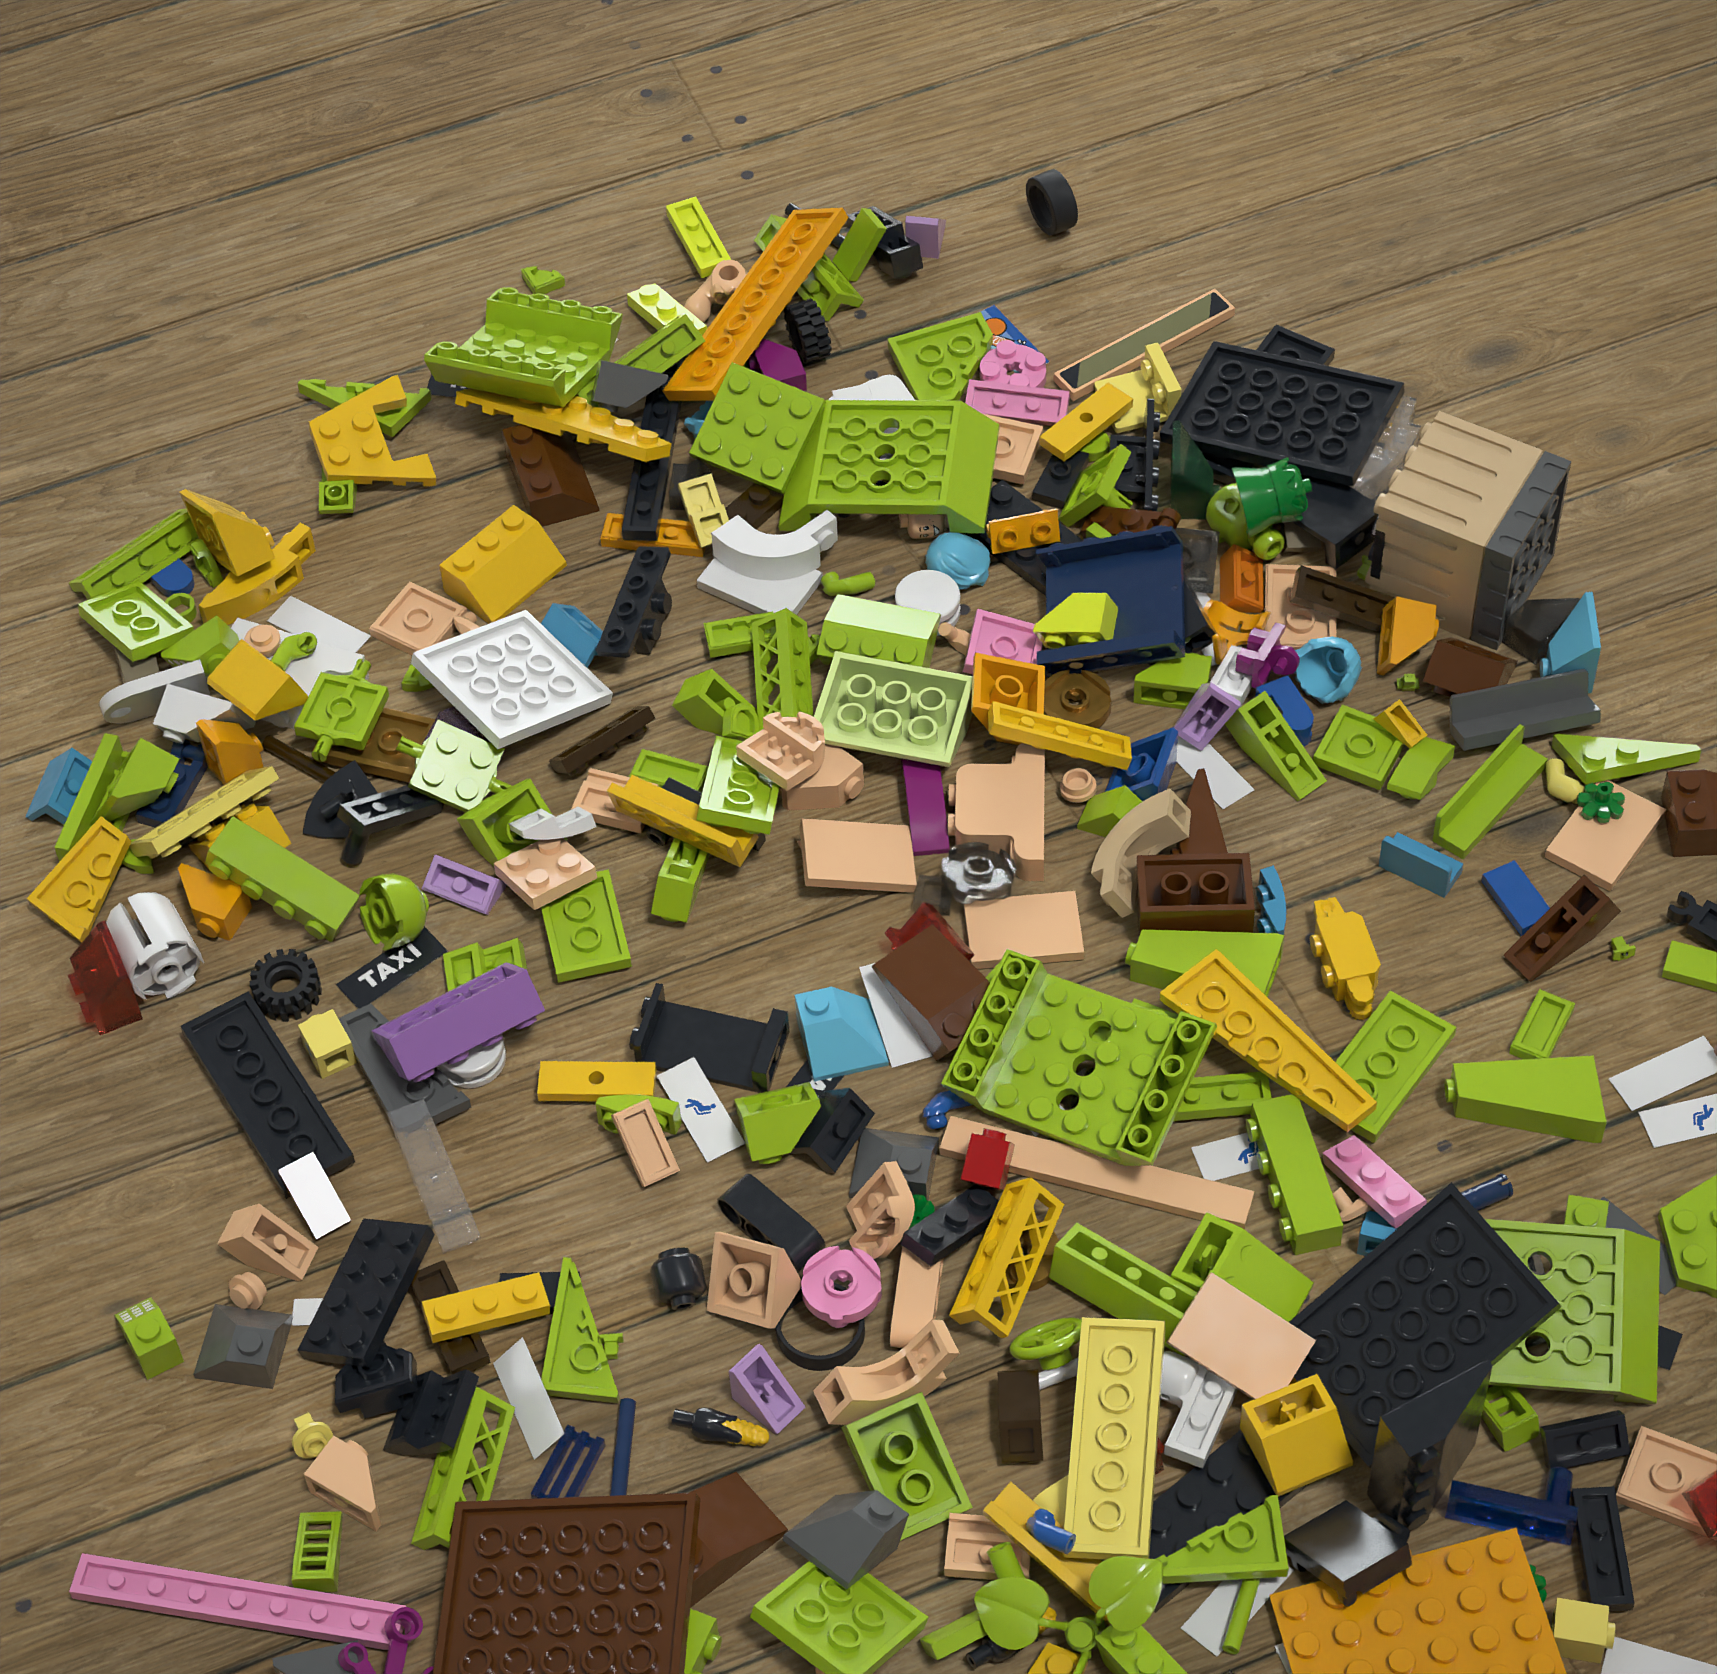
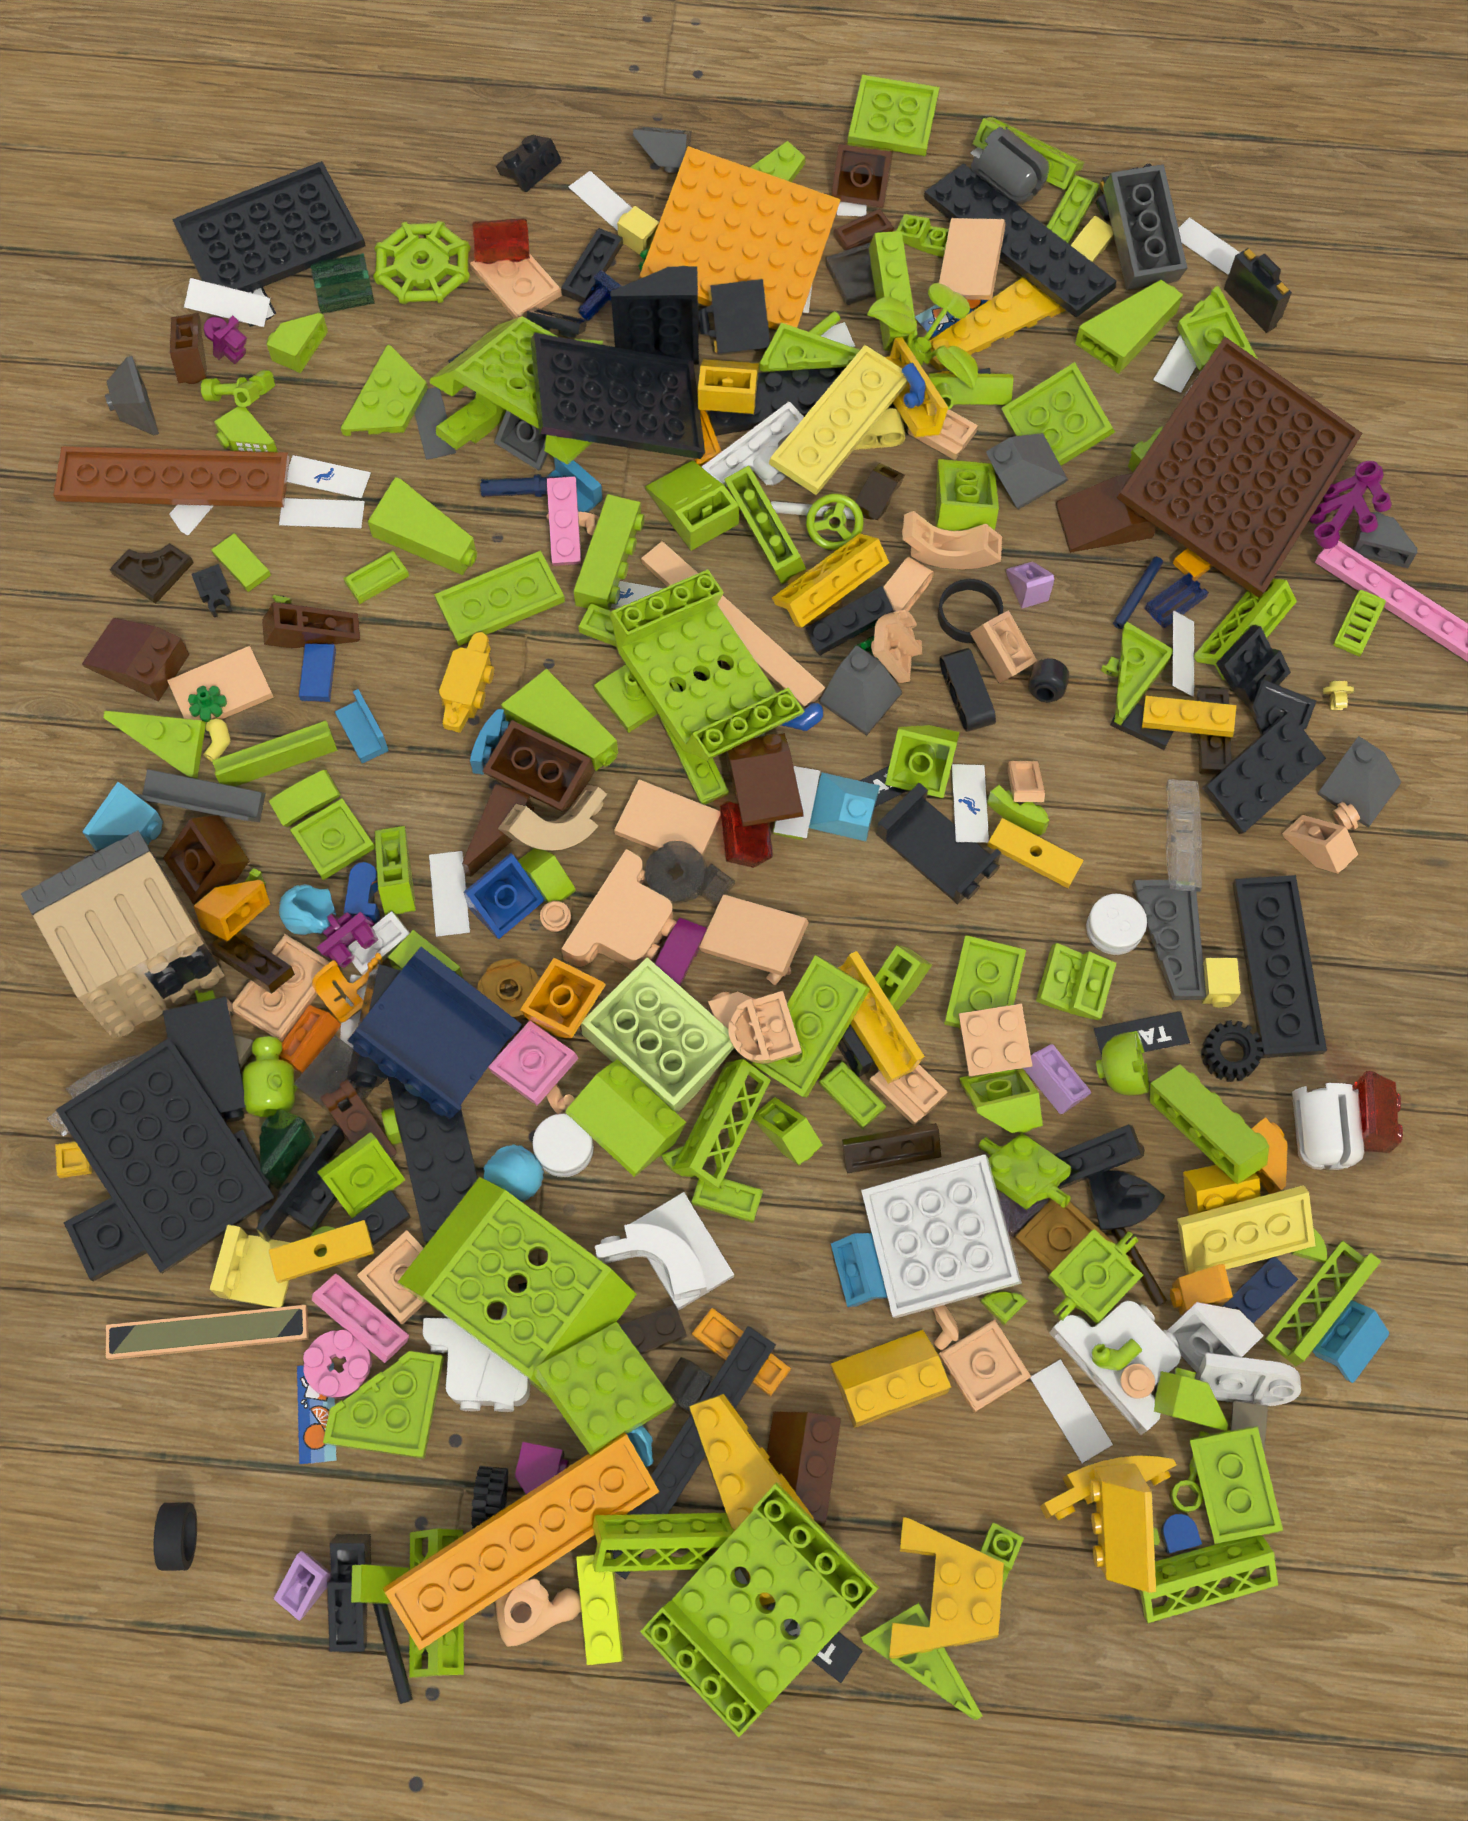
camera: 155 degrees left, 15 degrees up
(82, 879) = (1364, 1228): yellow wing -> none
(138, 781) = (1297, 1287): lime slope -> none
(149, 1338) = (1427, 818): lime slope -> none
(255, 683) = (1163, 1318): yellow slope -> none
(305, 1310) = (1306, 793): white sticker -> none
(314, 1196) = (1275, 860): tile -> none
(345, 1481) = (1326, 652): light nougat slope -> none
(459, 1021) = (1123, 927): medium lavender slope -> none
(542, 280) = (687, 1742): lime tile -> none
(545, 826) = (975, 1069): white slope -> none
(623, 385) = (689, 1508): dark grey slope -> none
(638, 607) = (805, 1255): black bracket -> none
(697, 235) = (513, 1706): neon yellow plate -> none
(703, 507) = (692, 1334): light yellow slope -> none
(718, 1426) = (1068, 576): black piece -> none
(740, 722) = (777, 1099): lime tile -> none
(834, 1128) = (881, 737): black panel -> none
(841, 1306) = (948, 627): bright pink plate -> none
(848, 585) = (617, 1200): lime arm -> none
(988, 1159) = (803, 650): red brick -> none
(1023, 531) = (460, 1163): light orange hinge -> none
(1059, 735) = (551, 938): yellow plate -> none
(1078, 621) = (468, 1032): neon yellow slope -> none
(1206, 715) = (422, 909): lavender slope -> none
(1240, 1339) = (725, 443): light nougat tile -> none
(1267, 1039) = (575, 649): yellow wing -> none
(1271, 495) = (244, 1050): green hat -> none
(1401, 724) = (294, 832): yellow piece -> none

